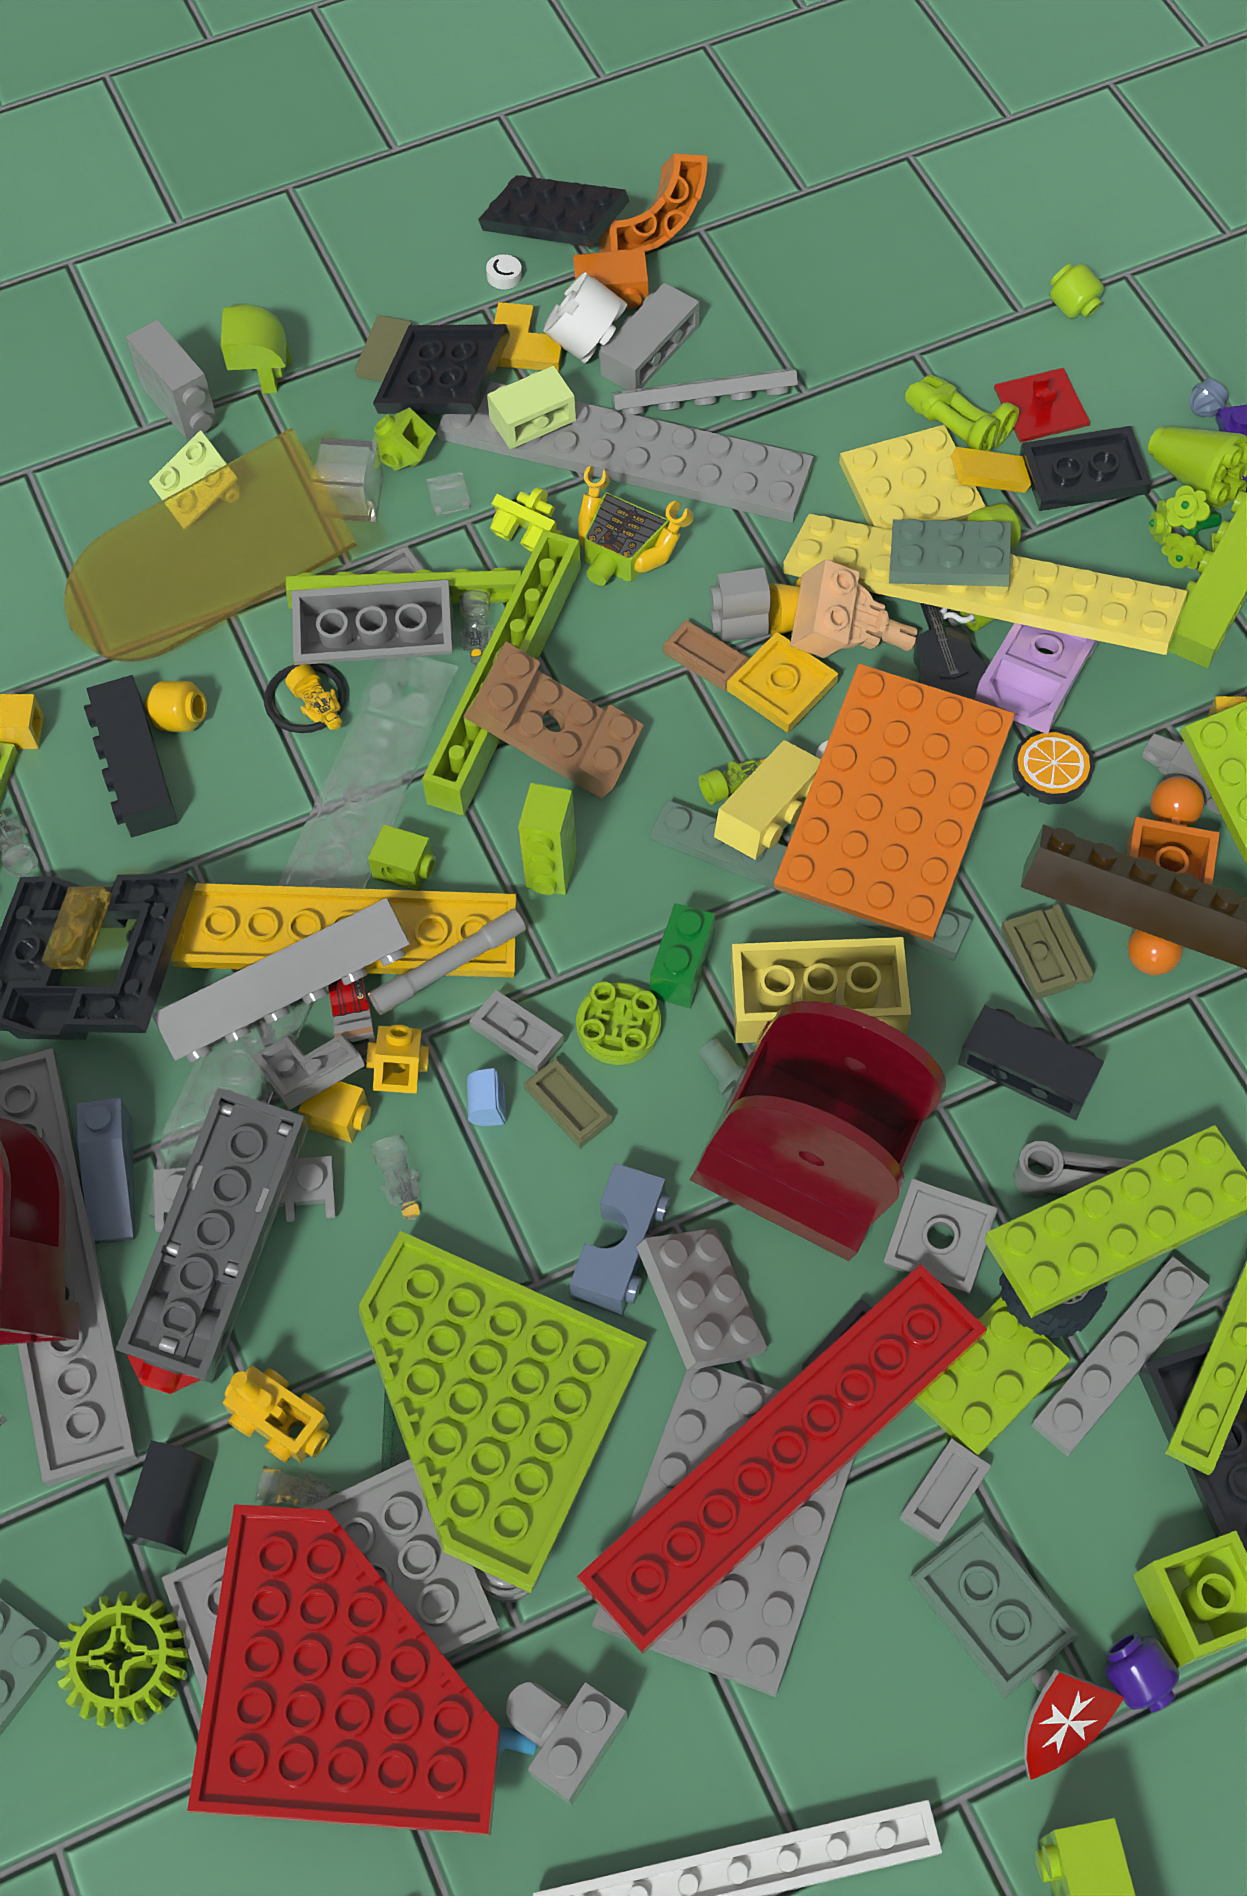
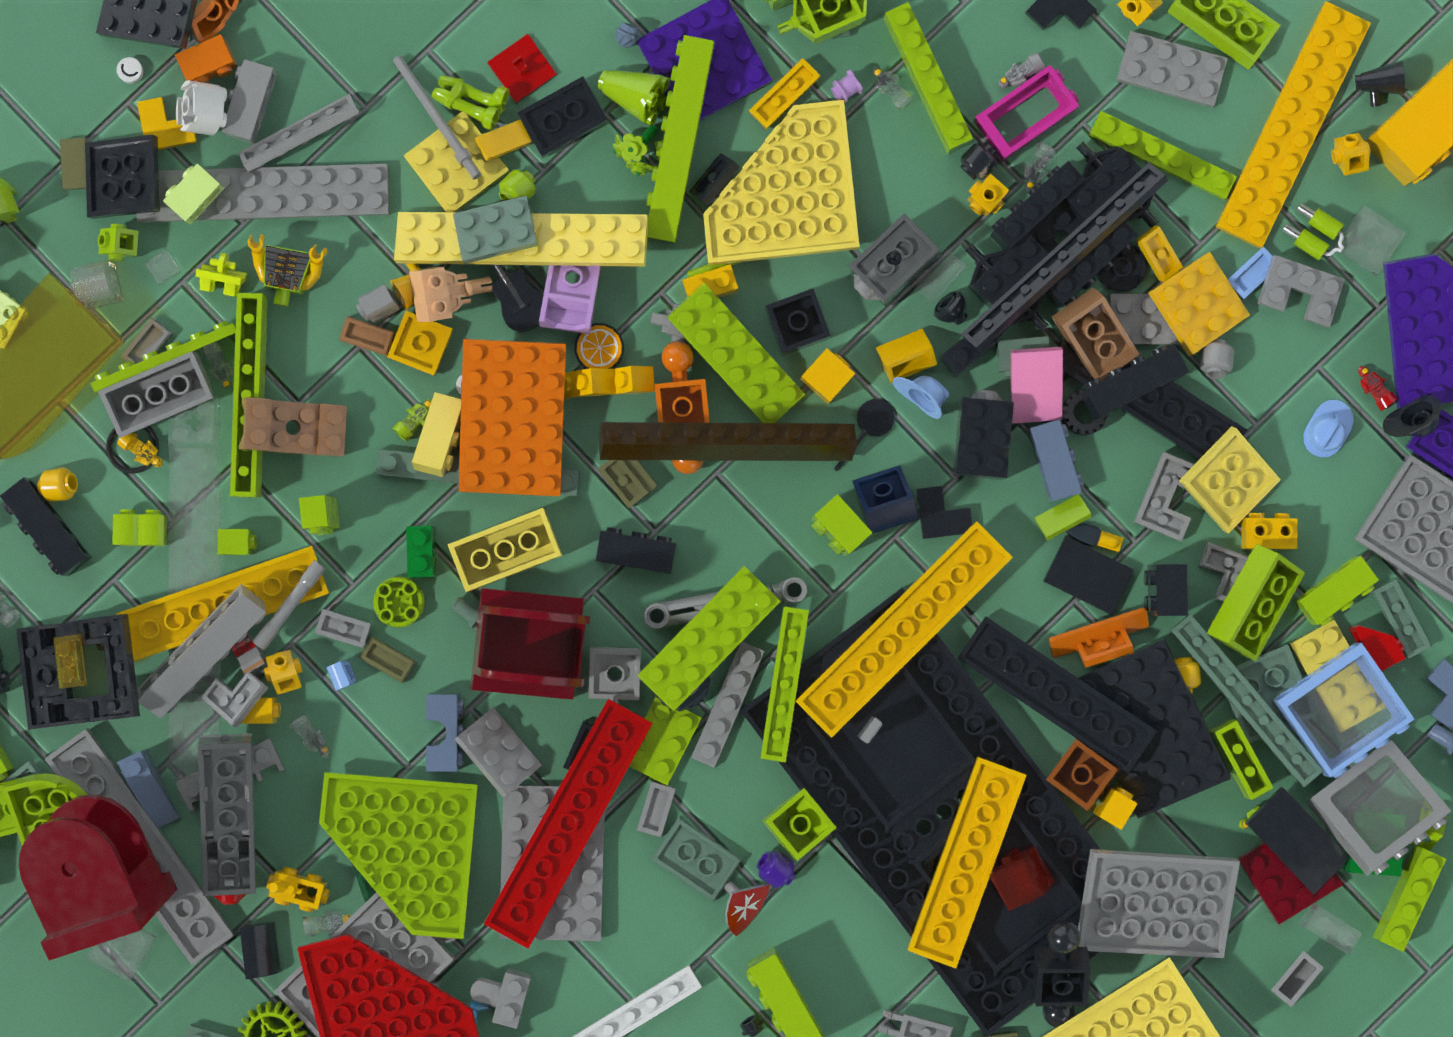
camera: 20 degrees left, 25 degrees up
(266, 799) = (139, 529): none -> lime brick
(928, 460) = (462, 154): none -> light grey bar
(1040, 797) = (609, 381): none -> yellow arch

